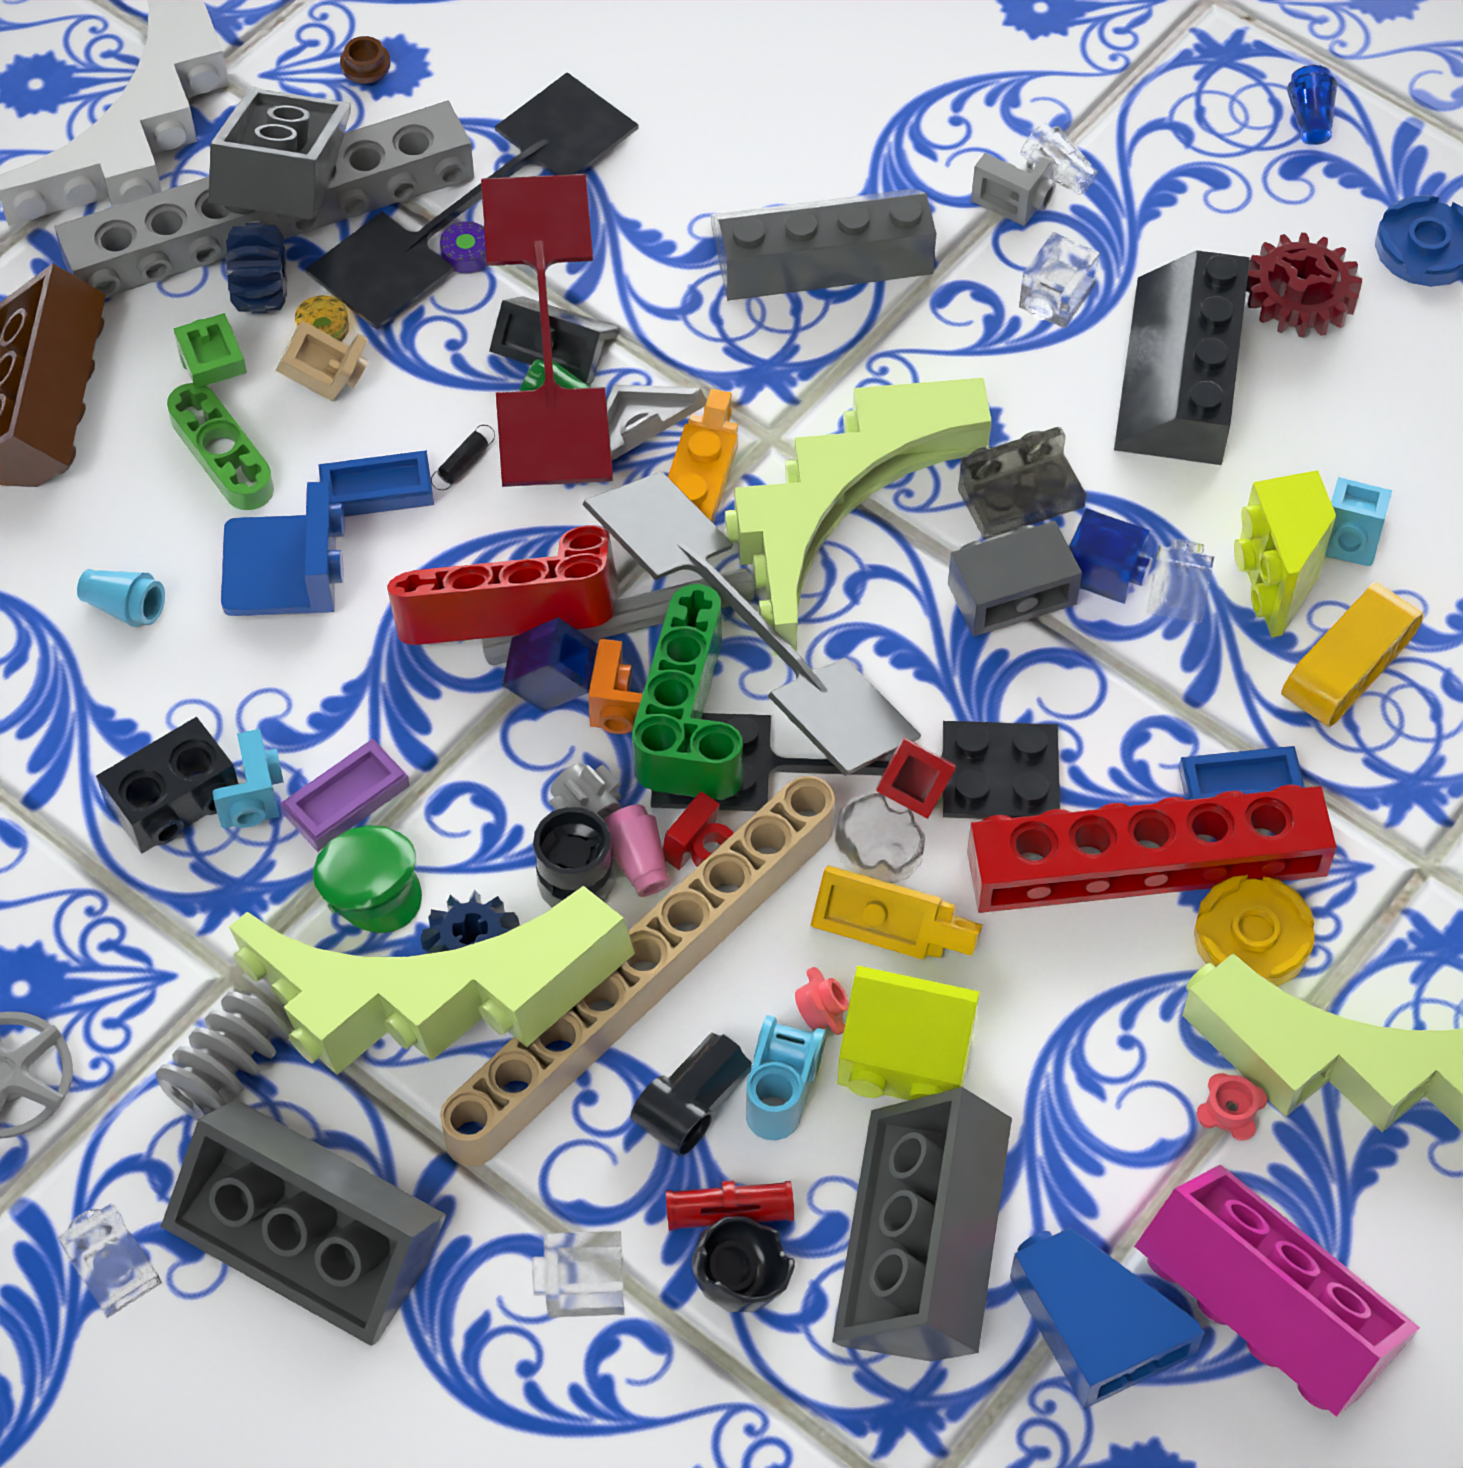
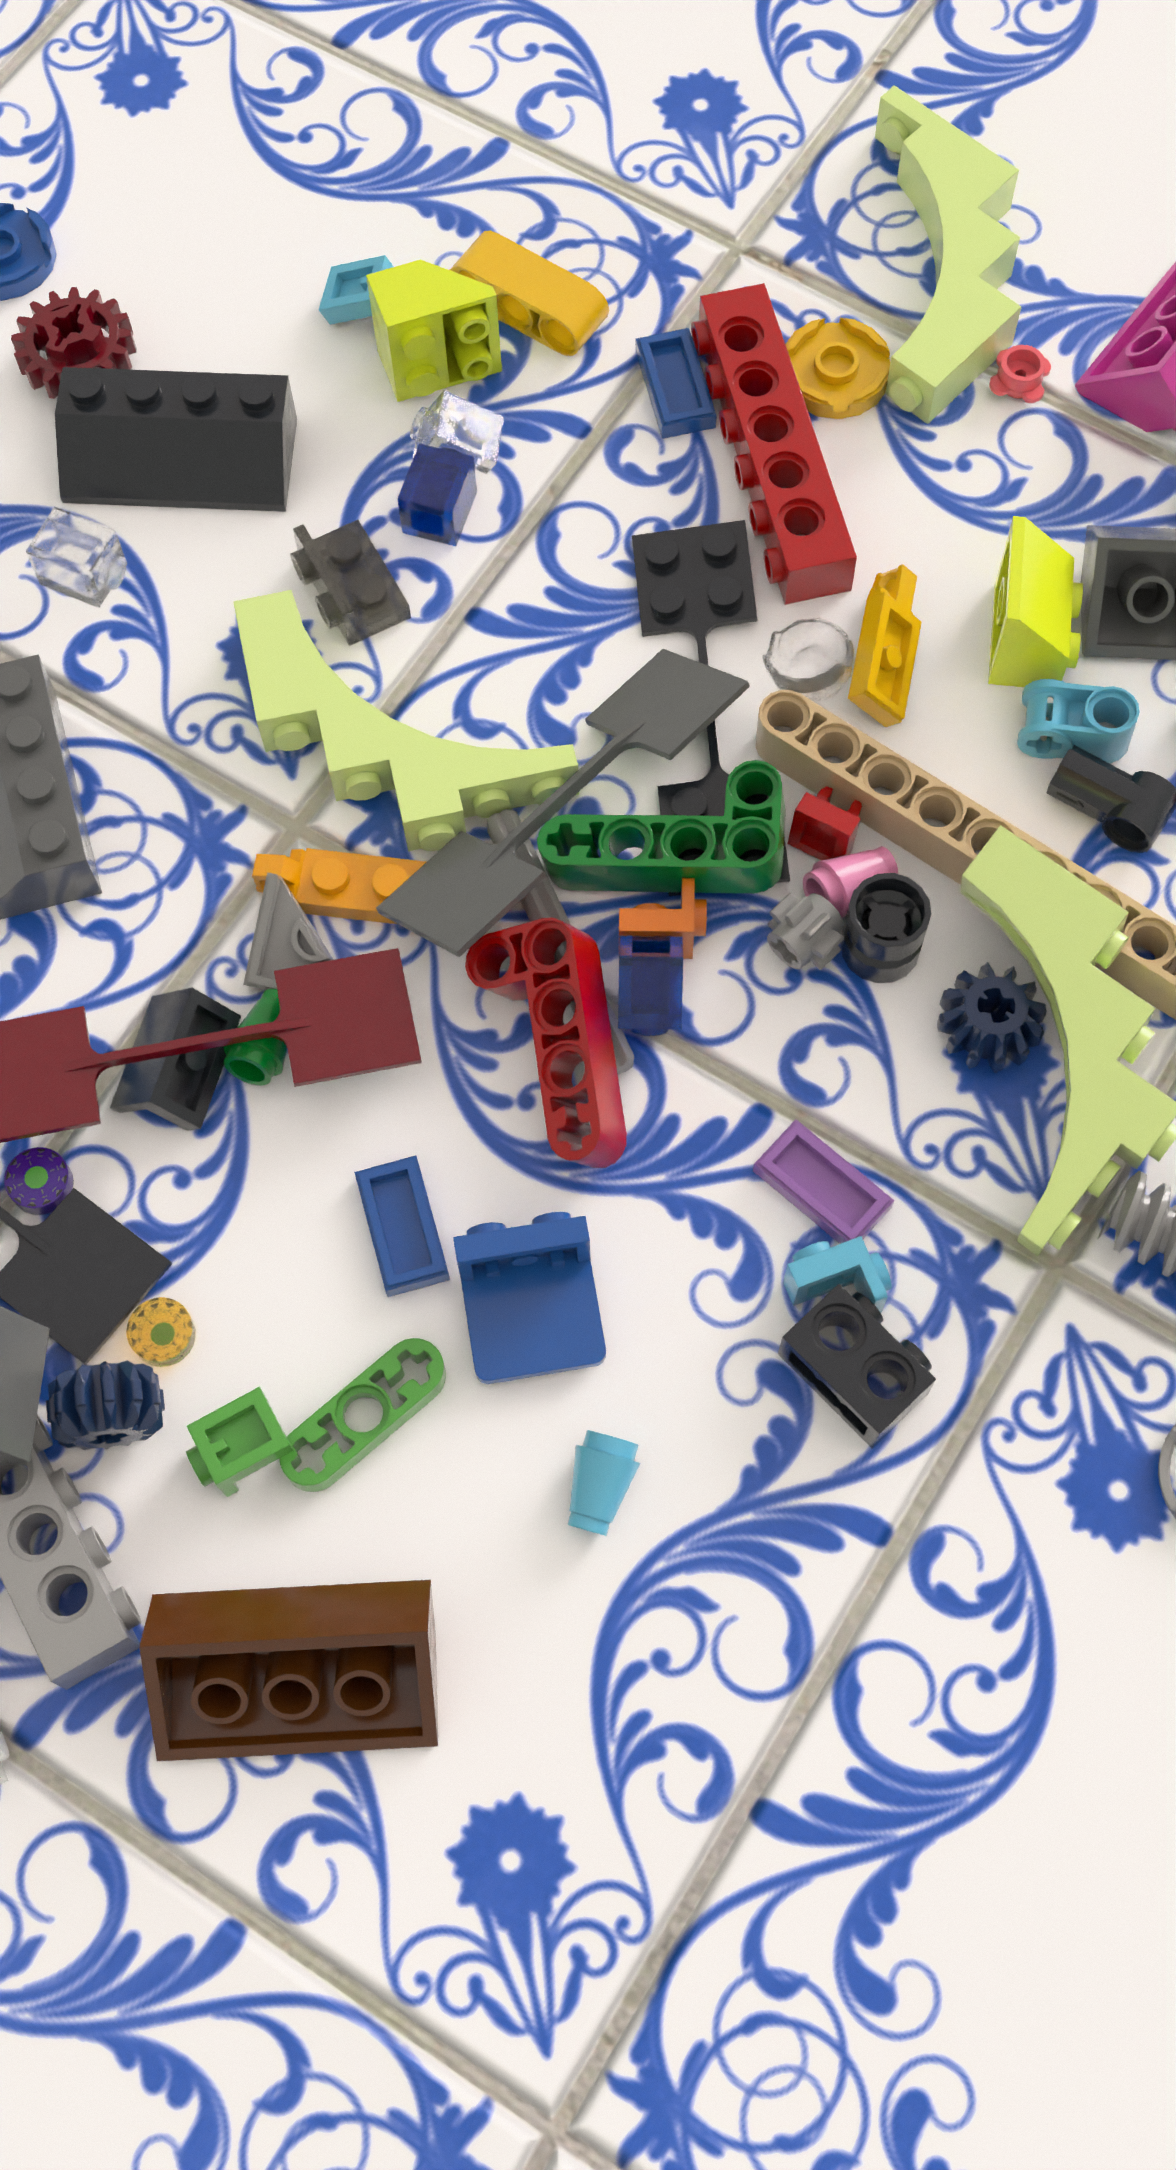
camera: 95 degrees left, 10 degrees up
(322, 361) = (235, 1305): tan bracket -> none
(370, 878) = (930, 1132): green piece -> none
(463, 457) = (355, 1135): black piece -> none
(822, 1002) = (992, 695): coral plate -> none
(915, 777) = (740, 626): red brick -> none
(1014, 577) = (481, 565): dark grey brick -> none

